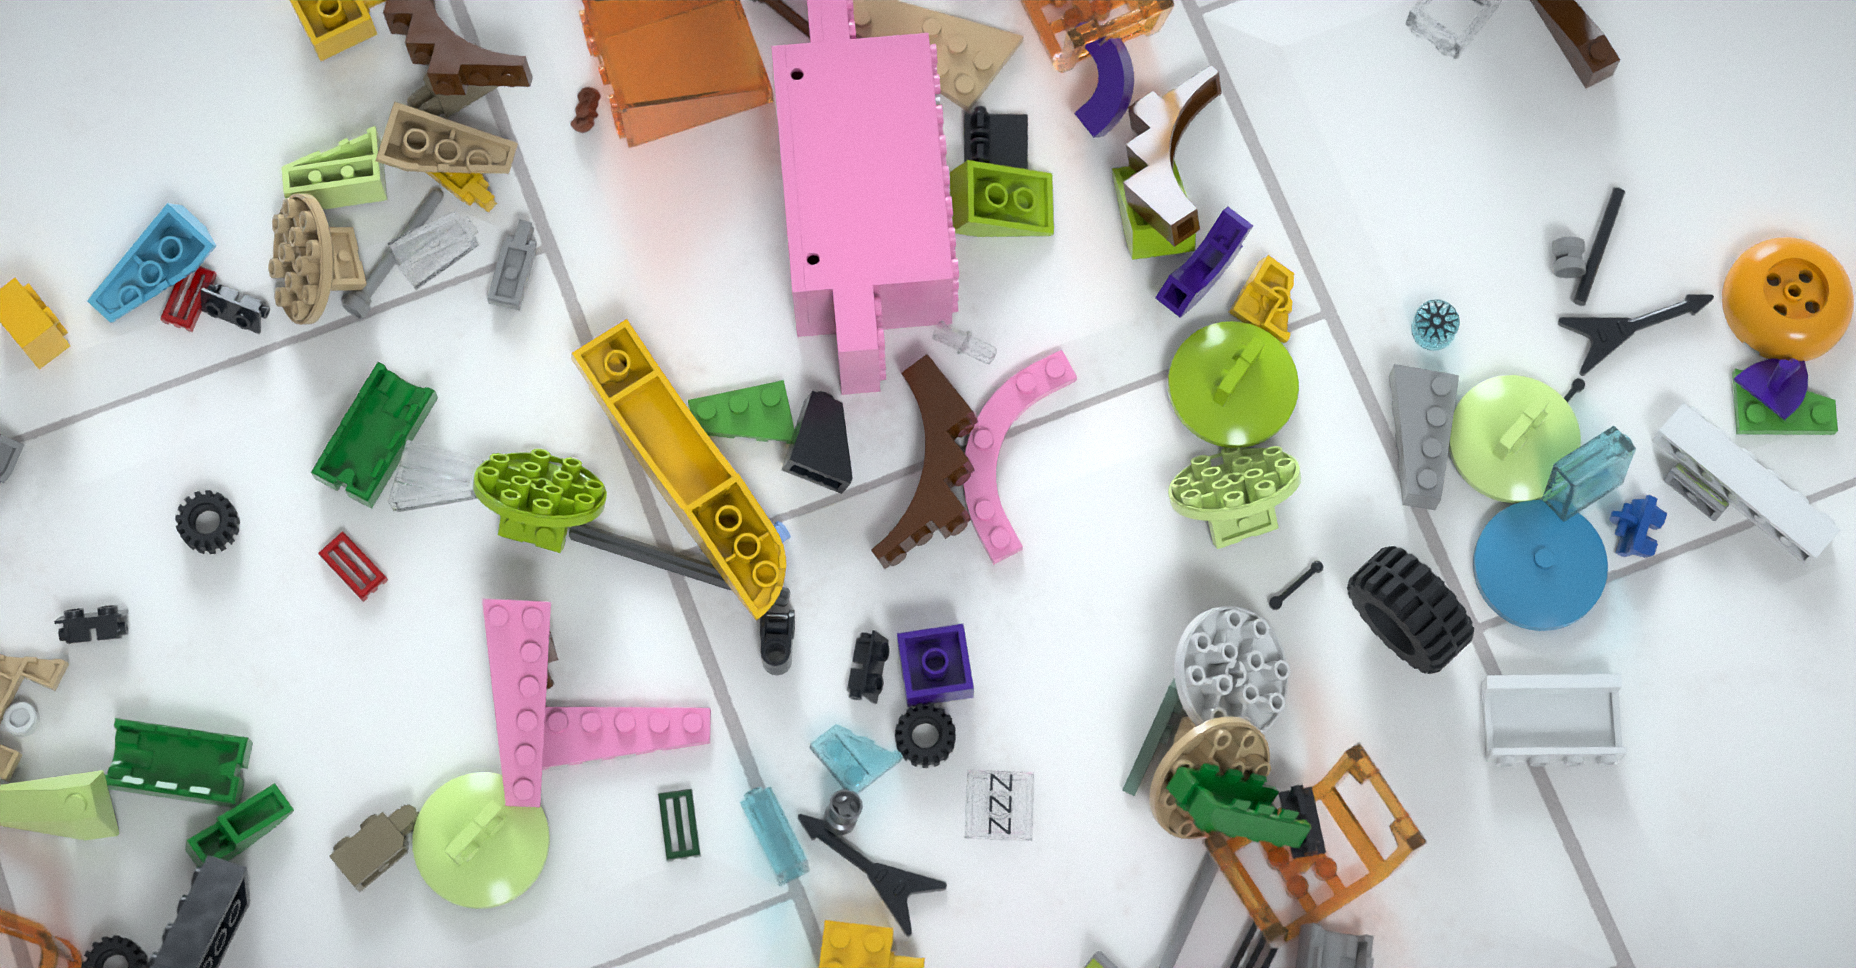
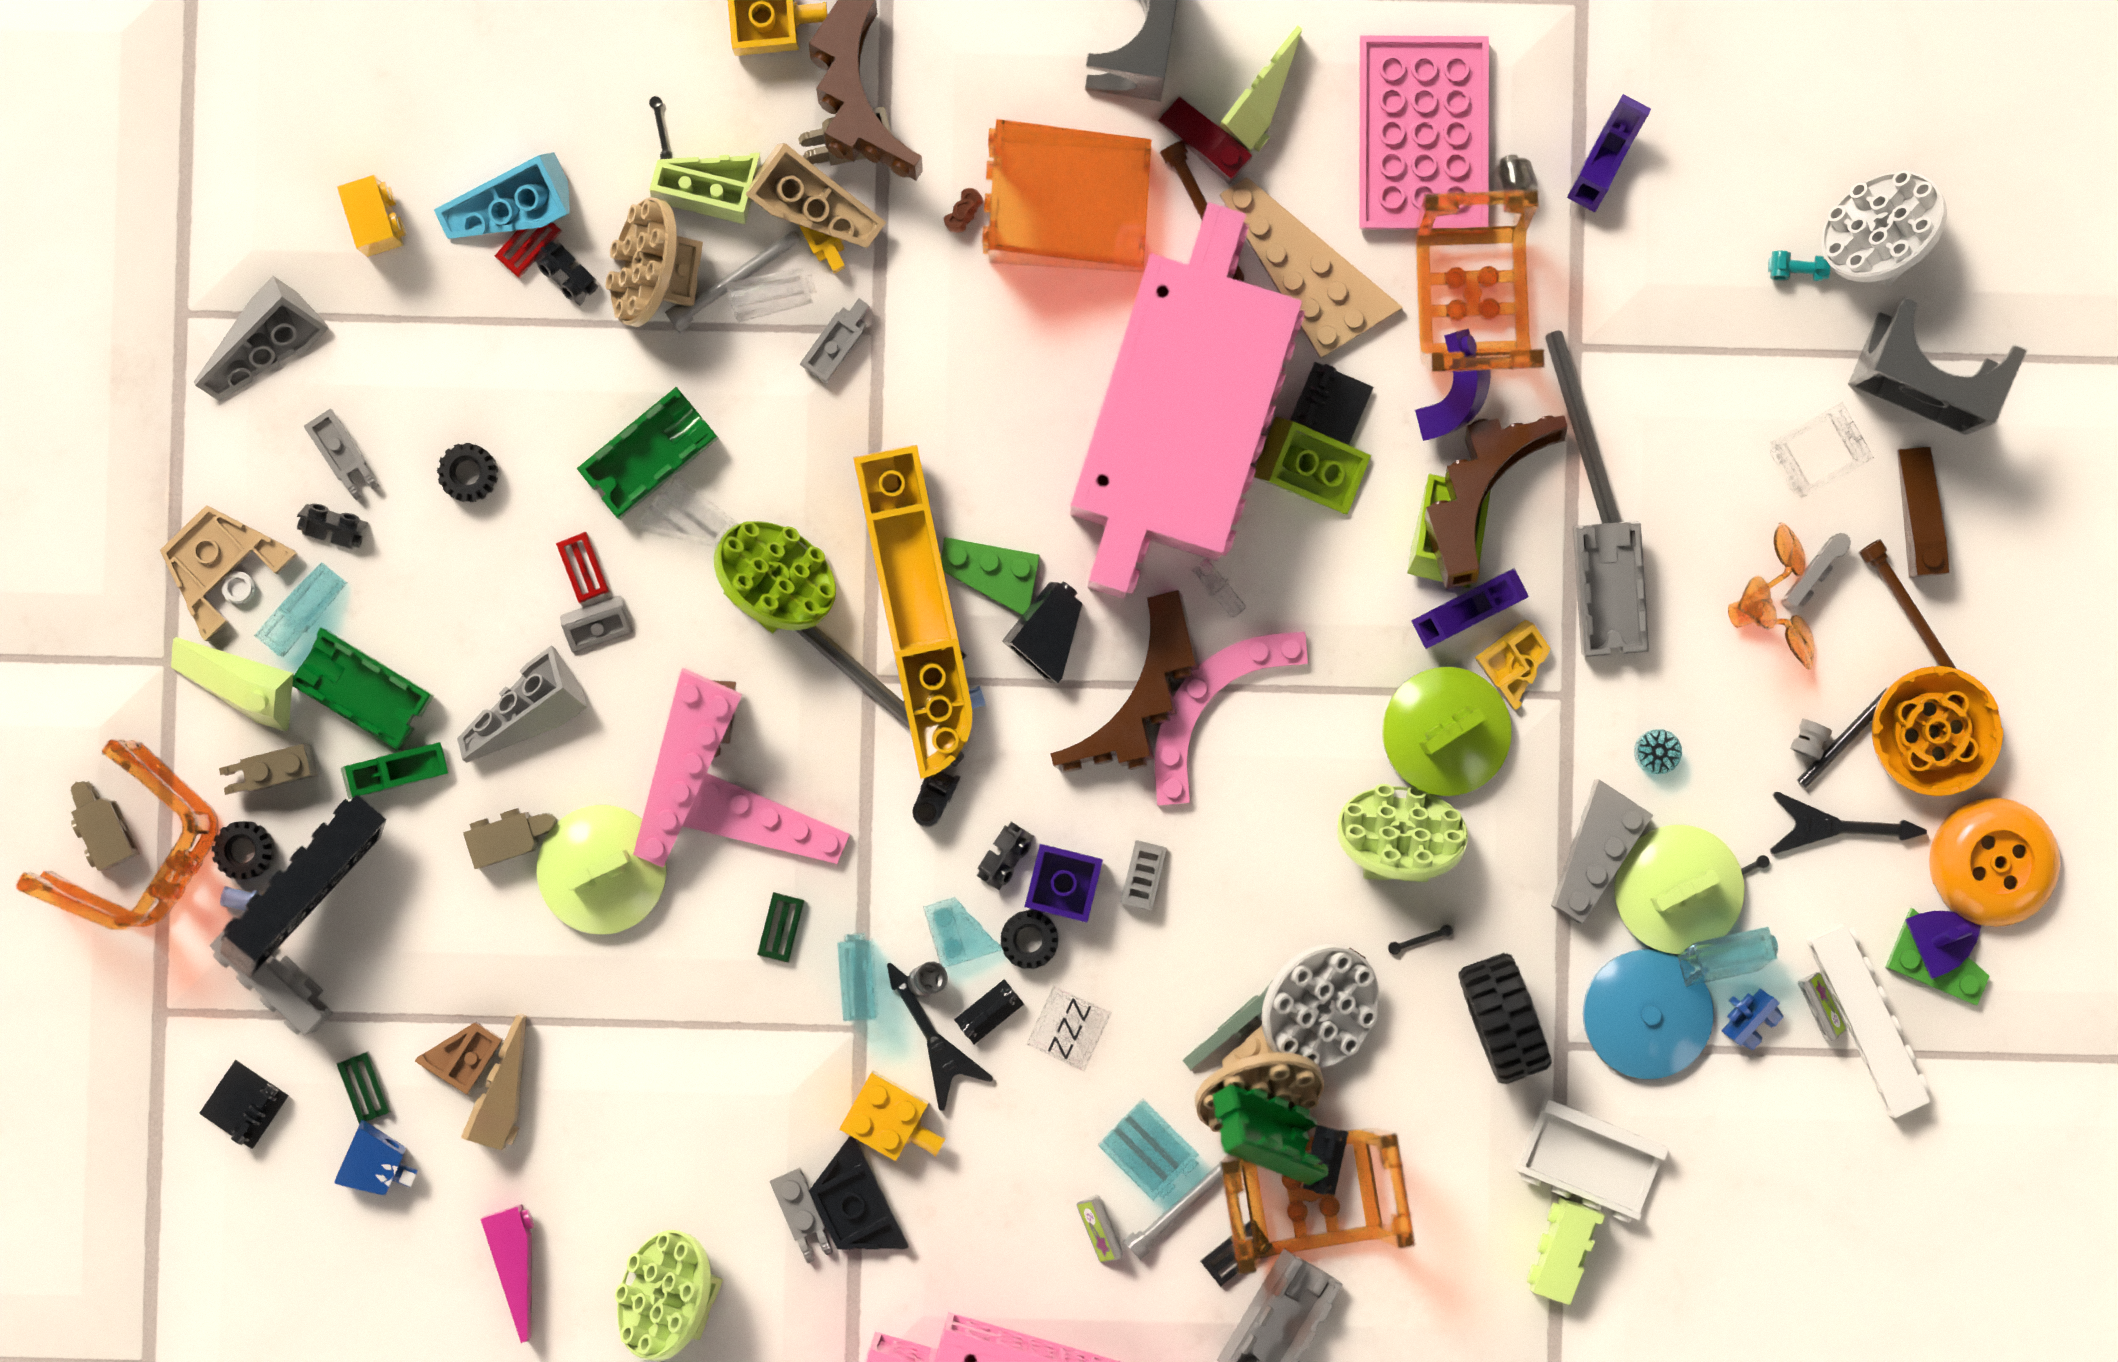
camera: 20 degrees right, 15 degrees up
(75, 551) = (339, 451): none -> light grey hinge
(90, 714) = (300, 609): none -> clear light blue slope
(115, 876) = (272, 769): none -> dark tan hinge
(263, 131) = (656, 103): none -> black hinge
(358, 705) = (535, 704): none -> light grey wedge
(386, 613) = (596, 623): none -> light grey slope
(916, 820) = (989, 1011): none -> black hinge
(1010, 658) = (1137, 901): none -> light grey slope
(1128, 887) = (1149, 1150): none -> clear light blue brick
(1242, 86) = (1582, 427): none -> dark grey axle
(1324, 196) = (1610, 588): none -> light grey piece
(1460, 162) = (1758, 606): none -> clear orange plant
(1501, 110) = (1816, 570): none -> light grey hinge
(1548, 79) = (1876, 556): none -> reddish brown piece
(1569, 812) = (1564, 1250): none -> yellowish green wedge
(1679, 166) = (1966, 754): none -> light orange brick

